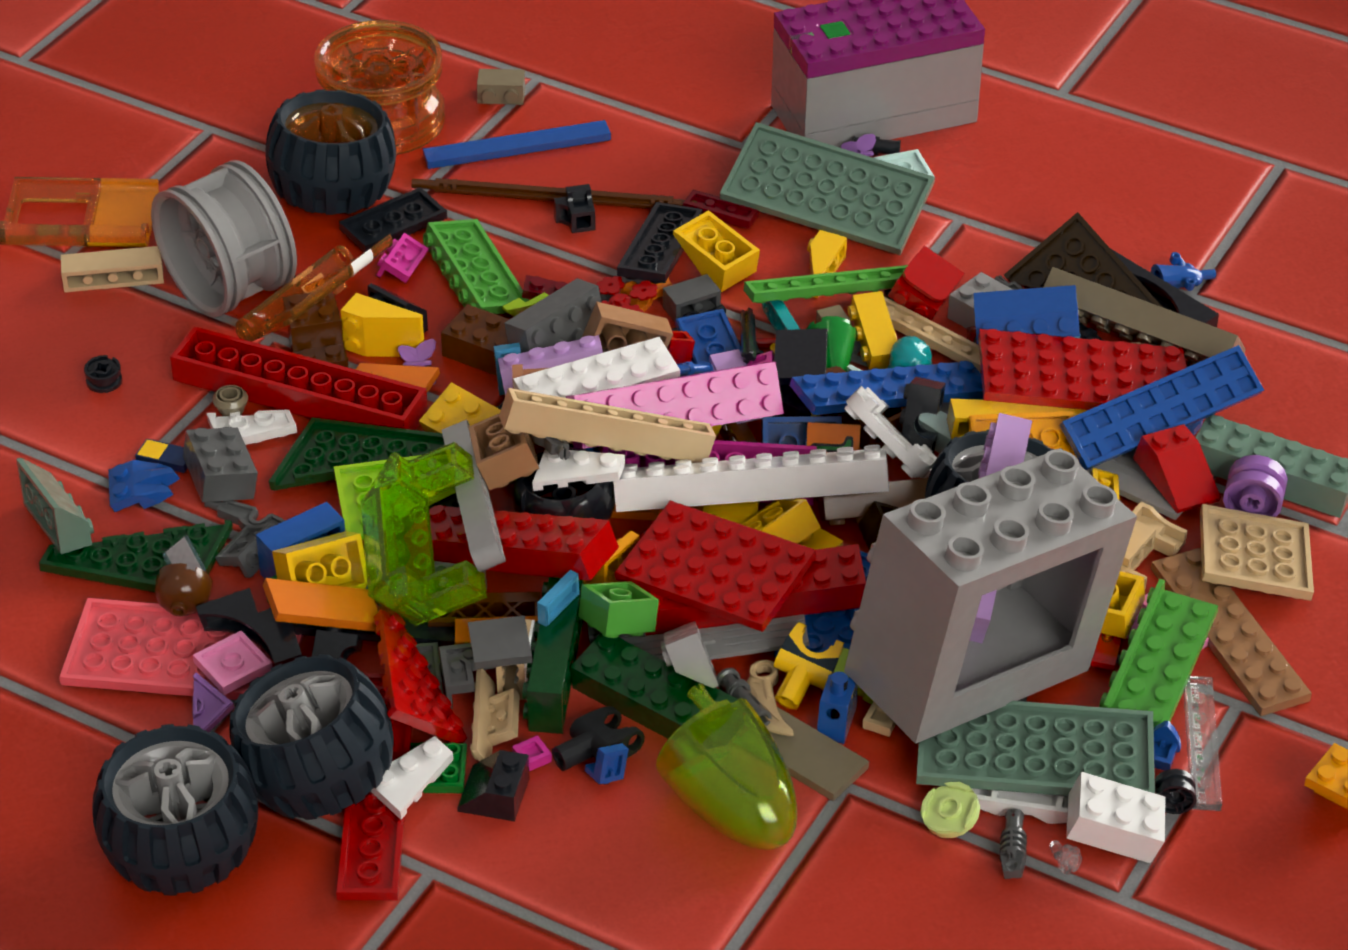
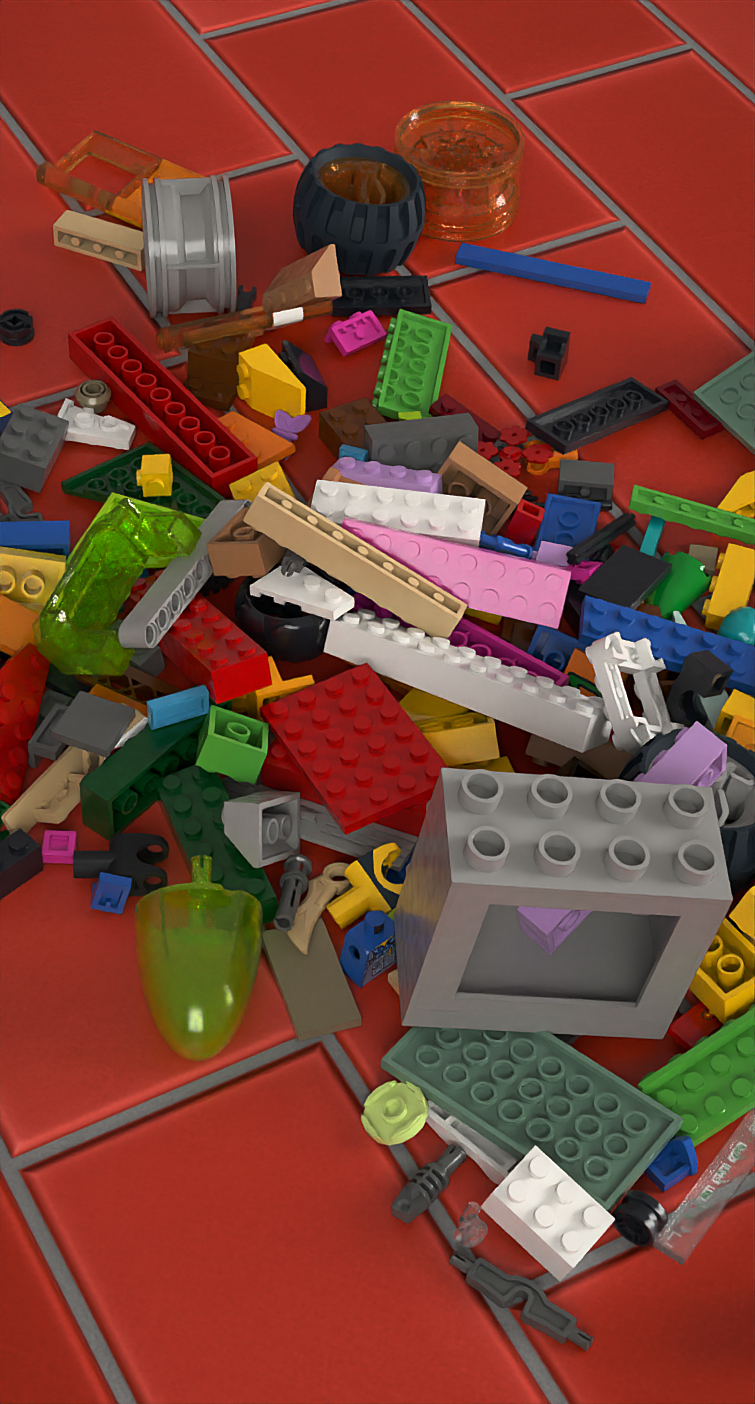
camera: 30 degrees right, 5 degrees up
(350, 229) = (305, 282): none -> medium nougat slope
(357, 437) = (155, 475): none -> yellow brick
(501, 86) = (580, 214): dark tan brick -> none
(540, 193) = (537, 327): reddish brown axle -> none
(717, 250) = (643, 445): yellow slope -> none
(1154, 887) = (538, 1310): none -> dark grey piece

